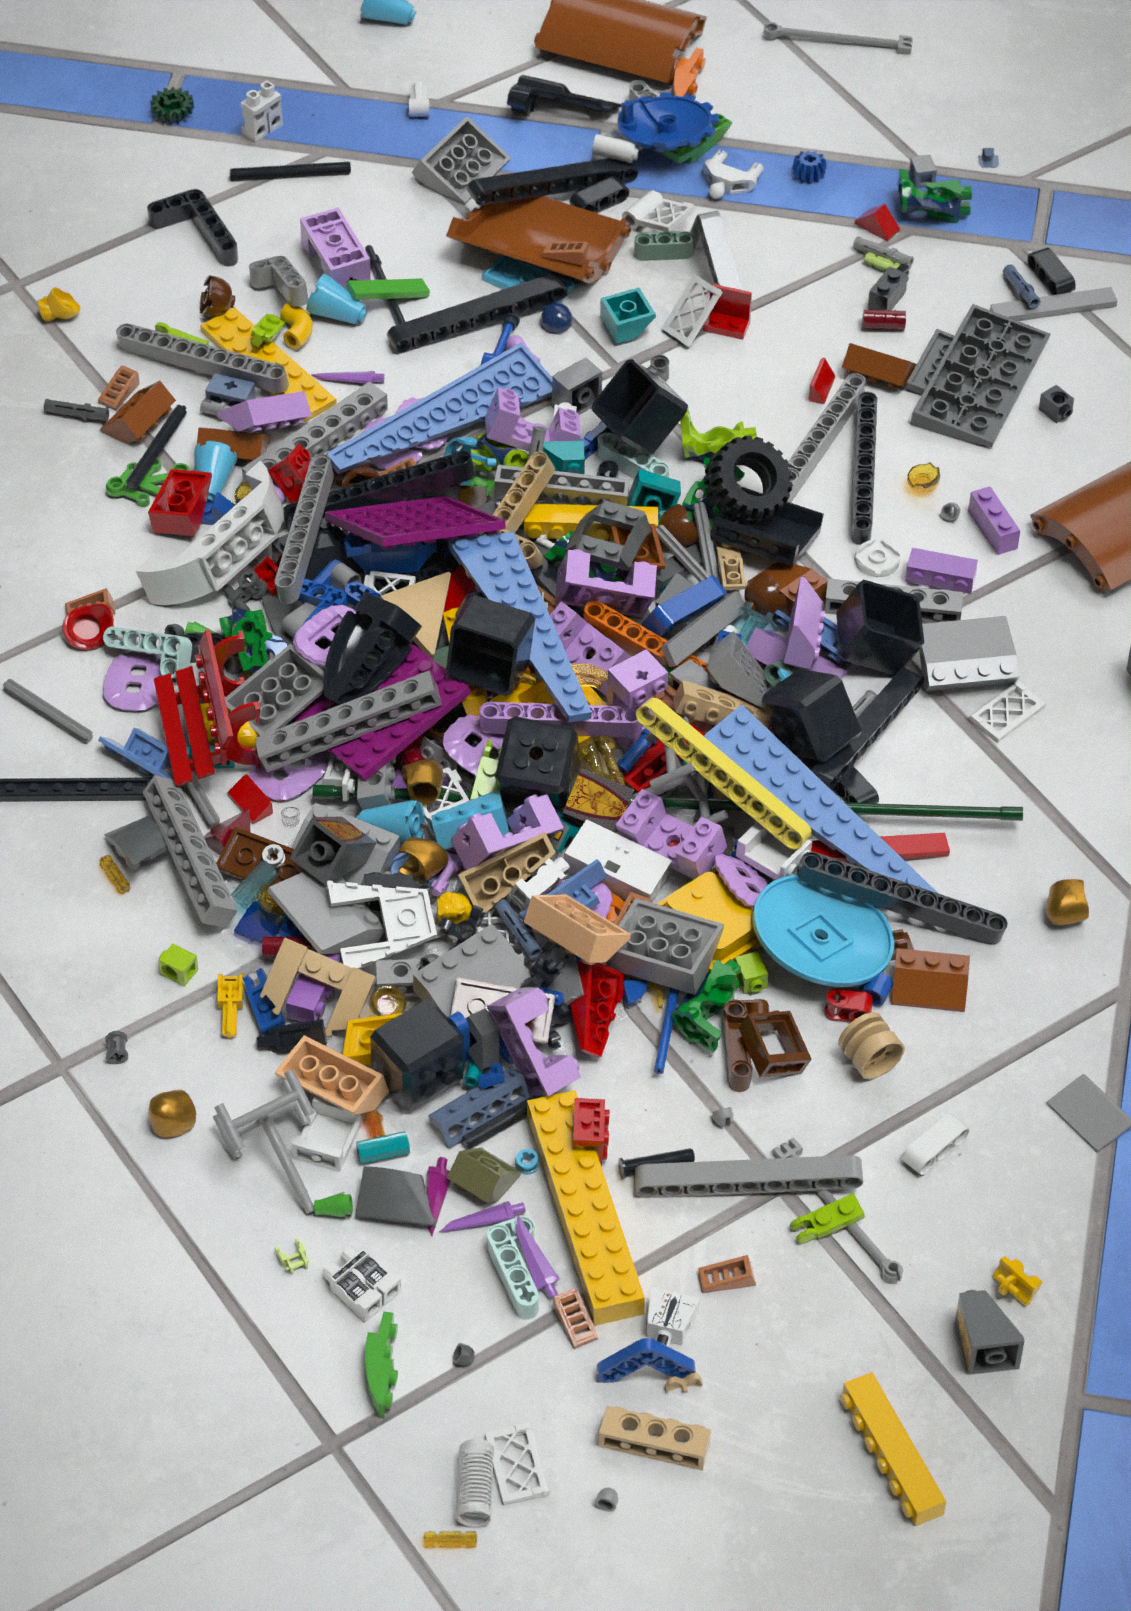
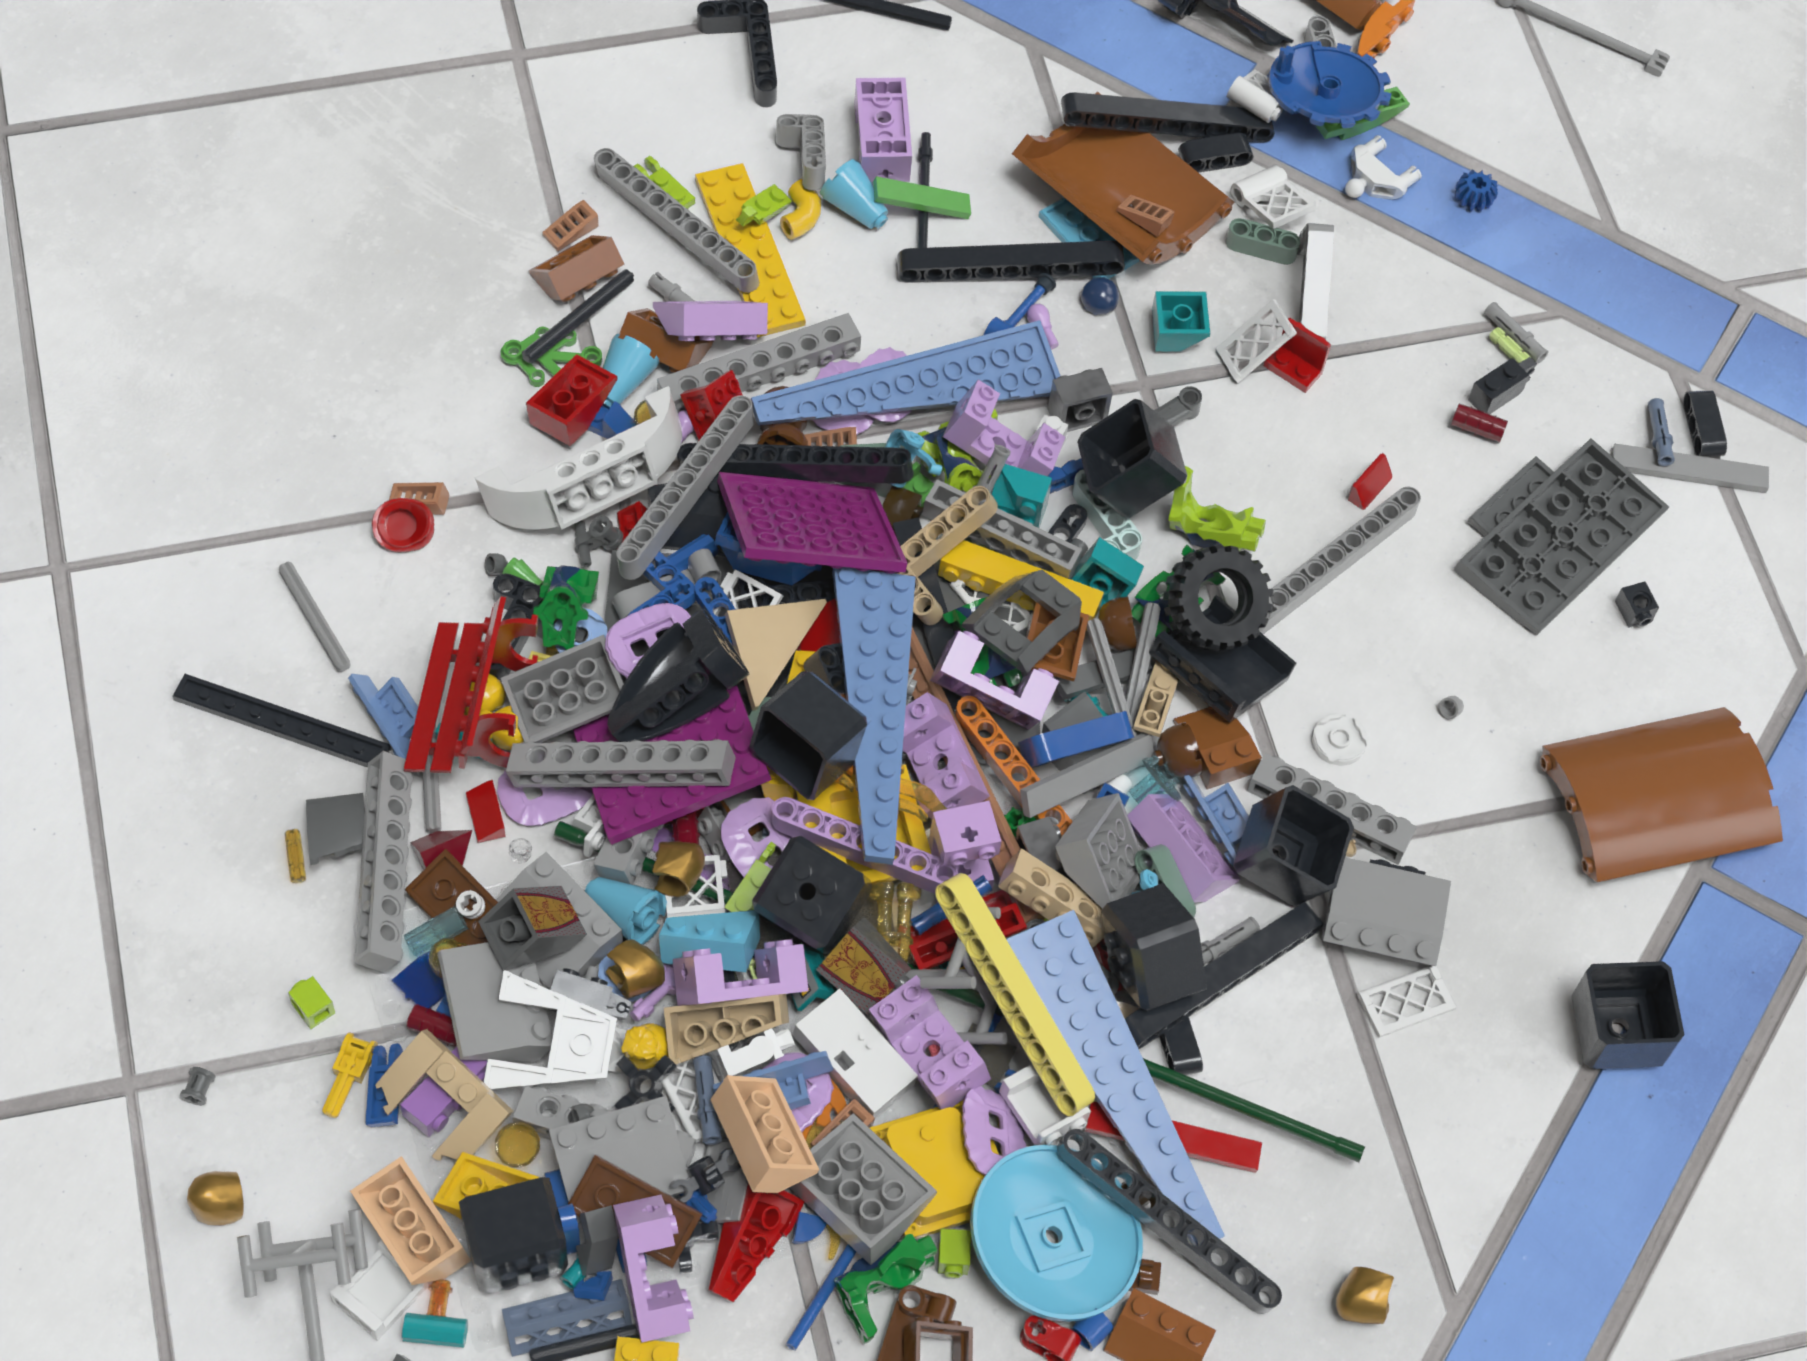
camera: 15 degrees right, 10 degrees up
(58, 304) = (549, 98): yellow hair -> none
(85, 411) = (534, 252): dark grey pin -> none
(120, 676) = (412, 600): lavender piece -> none
(147, 643) = (478, 587): light aqua beam -> none
(216, 298) = (726, 146): reddish brown cylinder -> none
(229, 390) = (691, 273): sand blue brick -> none
(287, 1036) = (393, 1143): black hinge -> none
(356, 377) = (845, 299): medium lavender bar -> none
(459, 159) = (1077, 57): light grey slope -> none
(804, 627) = (1203, 817): lavender slope -> none
(864, 468) = (1368, 623): black beam -> none
(877, 366) = (1446, 482): dark orange slope -> none
(879, 222) = (1528, 290): red slope -> none
(922, 170) = (1607, 239): light grey brick -> none
(924, 478) = (1437, 652): clear yellow hair -> none
(941, 570) = (1405, 785): medium lavender brick -> none
(945, 200) = (1609, 286): green hips -> none
(988, 159) = (1694, 245): sand blue piece -> none
(994, 520) = (1496, 738): medium lavender brick -> none

